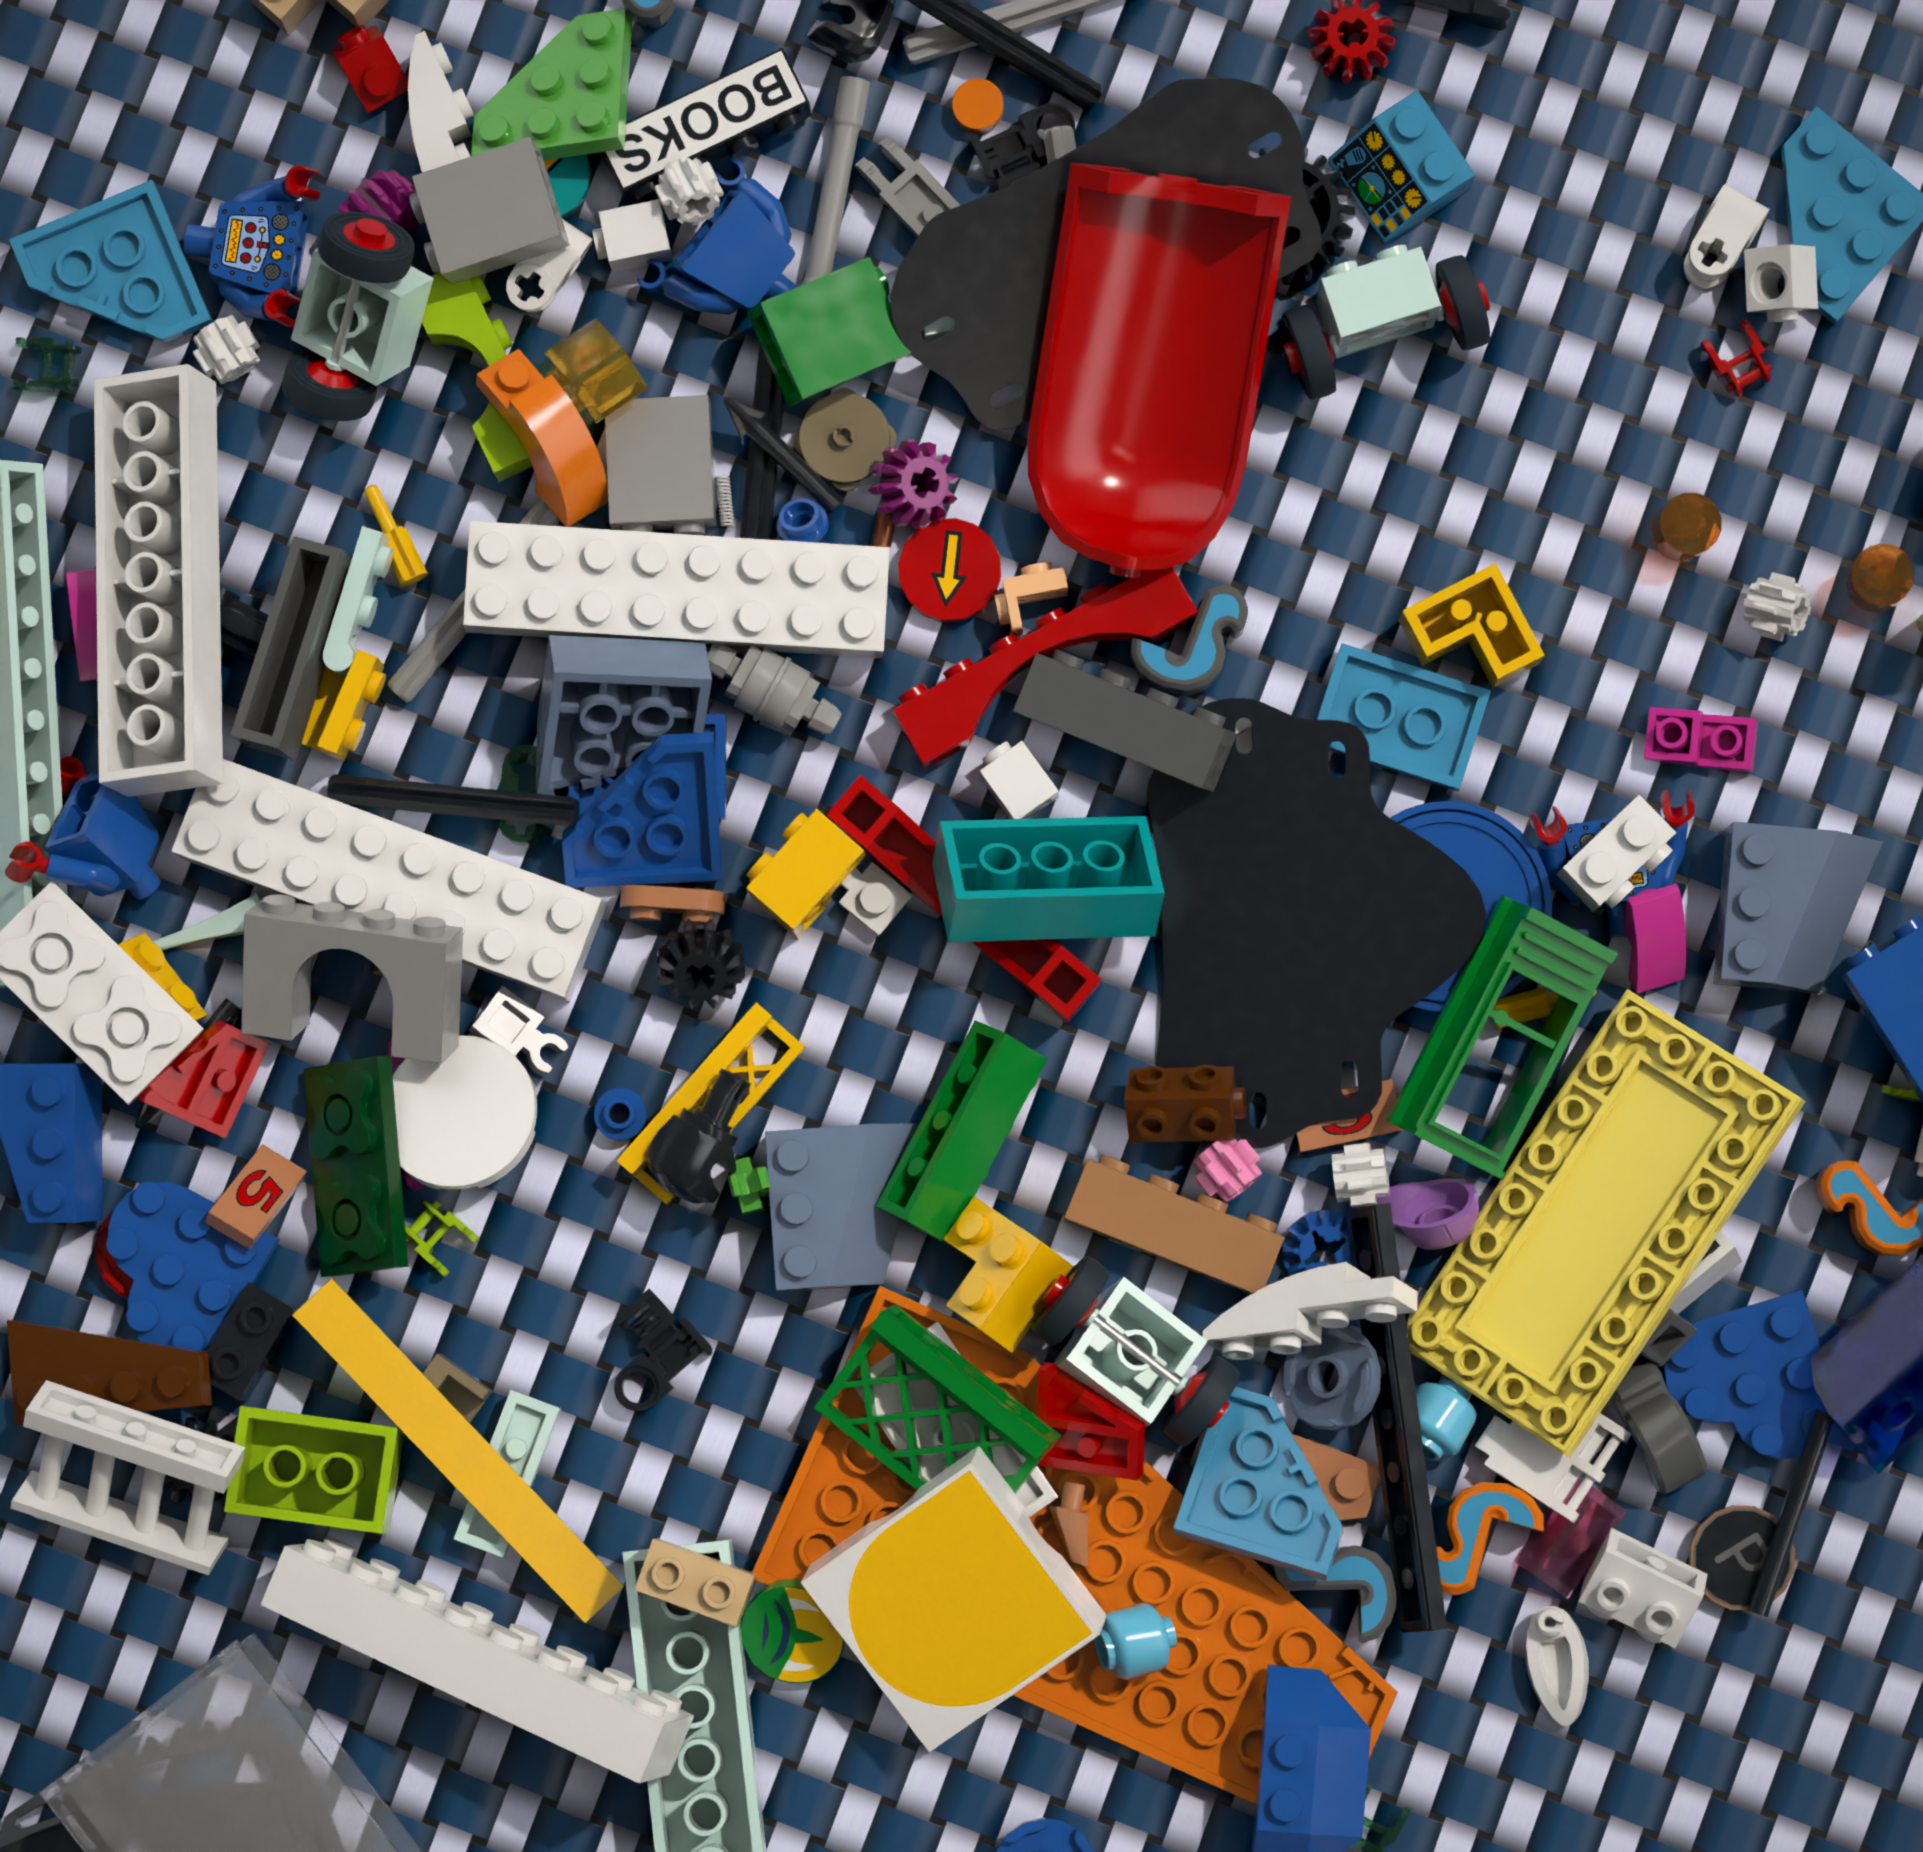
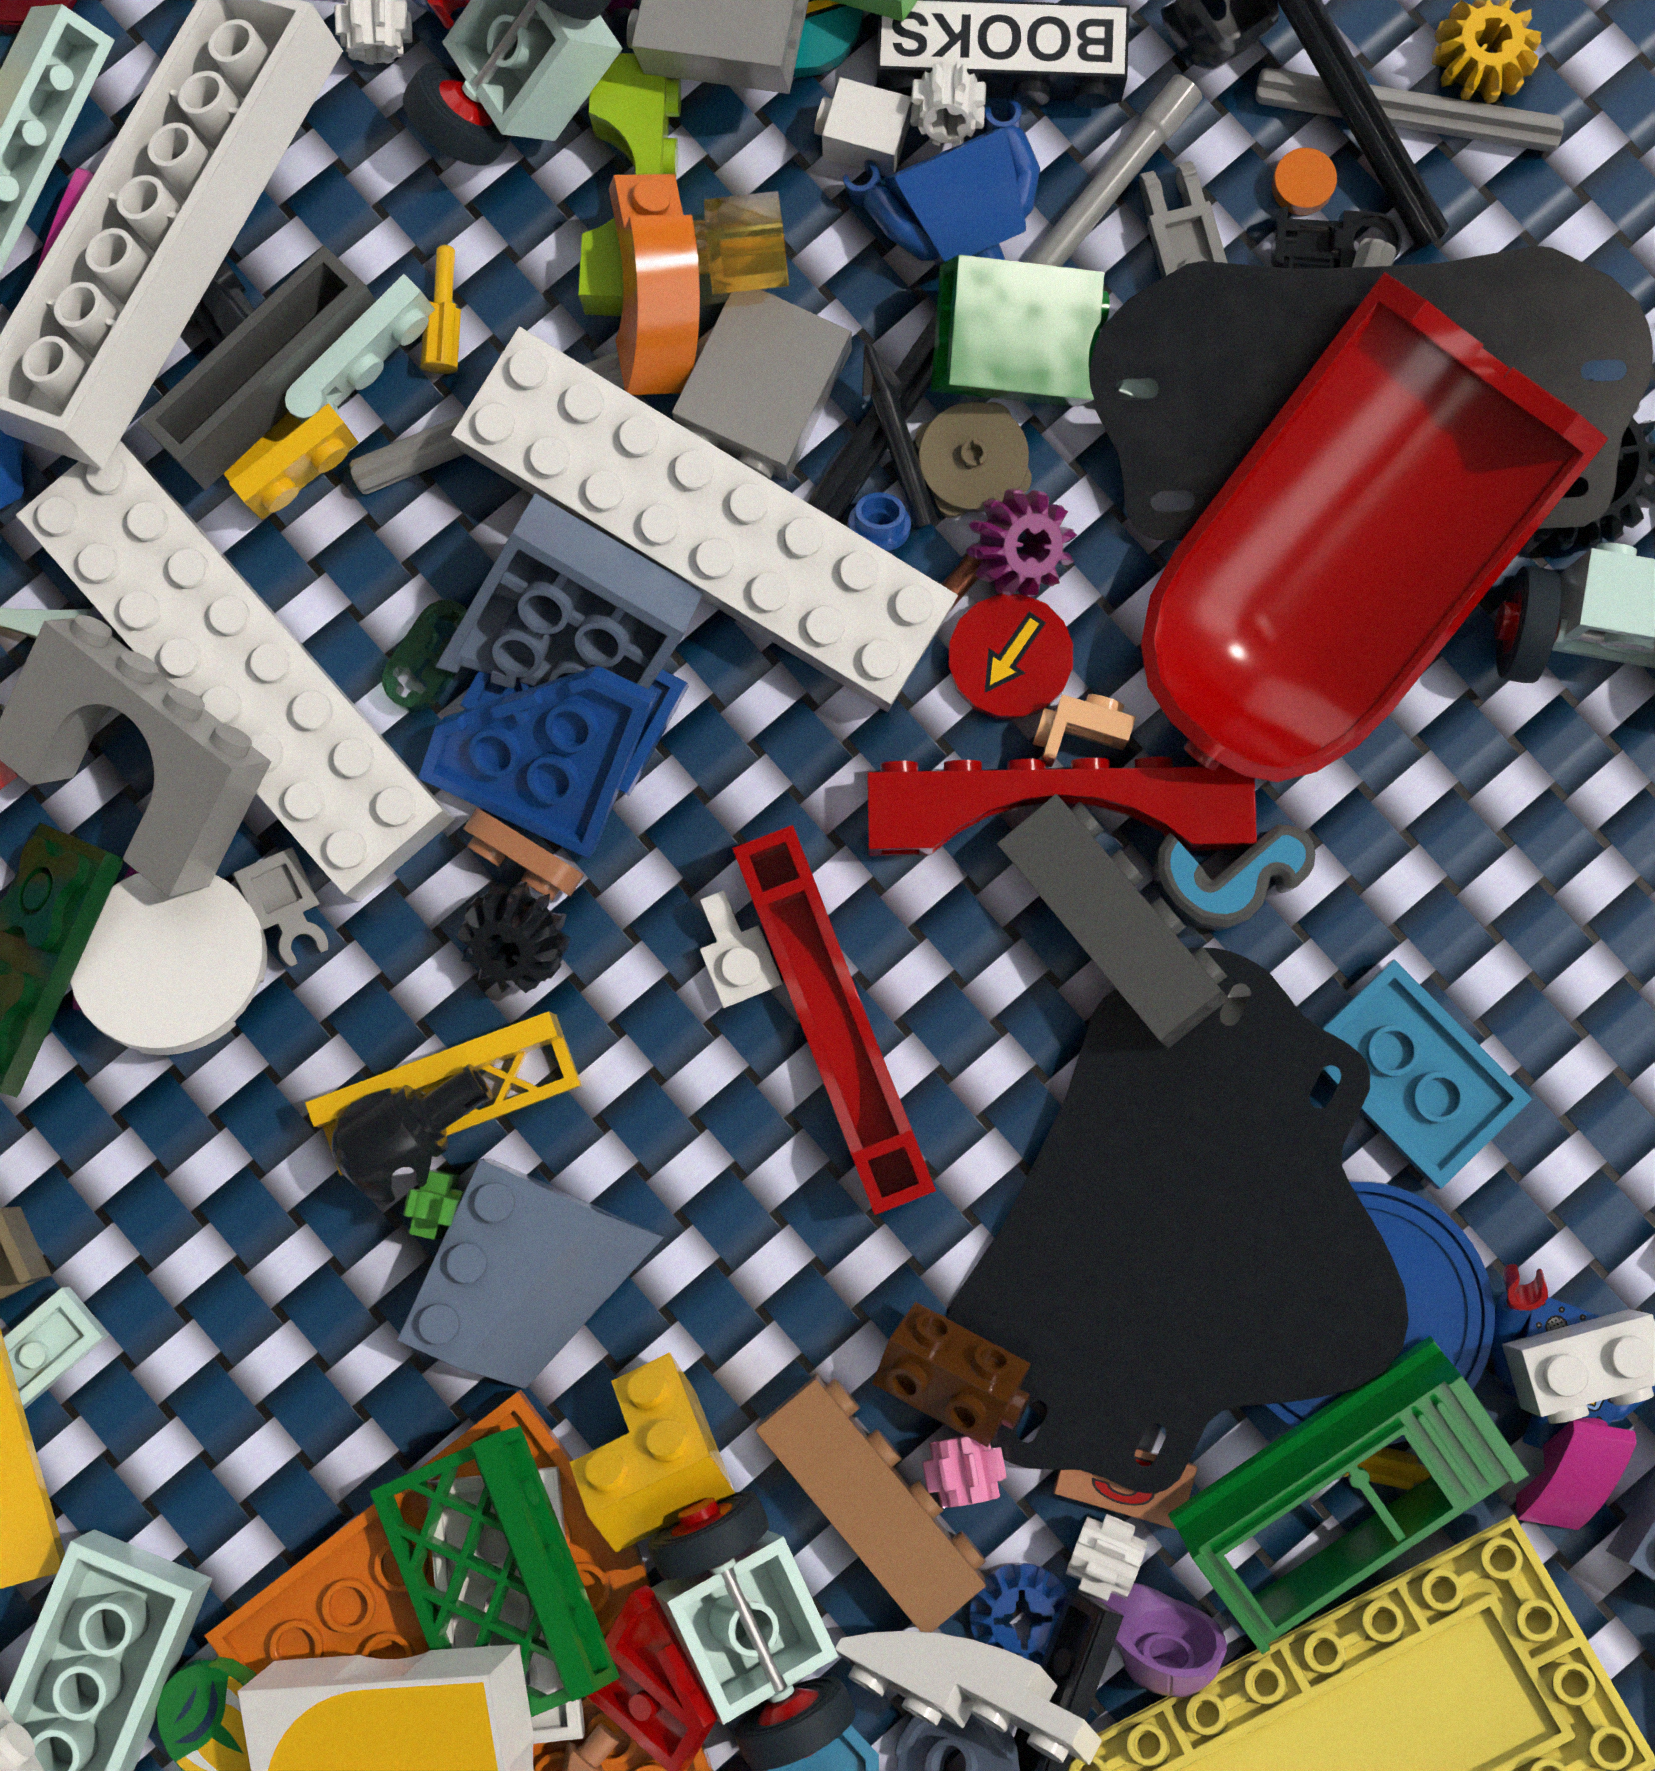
camera: 30 degrees right, 0 degrees up
(449, 1221) = (61, 1082): lime piece -> none
(454, 800) = (349, 621): black axle -> none
(552, 267) = (756, 115): white piece -> none
(635, 1121) = (363, 1051): blue plate -> none
(664, 1344) = (253, 1323): black piece -> none
(695, 1582) = (121, 1627): tan brick -> none
(722, 500) = (812, 449): white leg -> none
(772, 689) = (750, 681): light grey piece -> none
(804, 872) = (673, 899): yellow brick -> none
(962, 1131) = (699, 1276): green brick -> none
(1017, 781) = (961, 922): white brick -> none
(1047, 878) = (936, 1049): teal brick -> none
(1479, 613) = (1570, 1019): yellow brick -> none

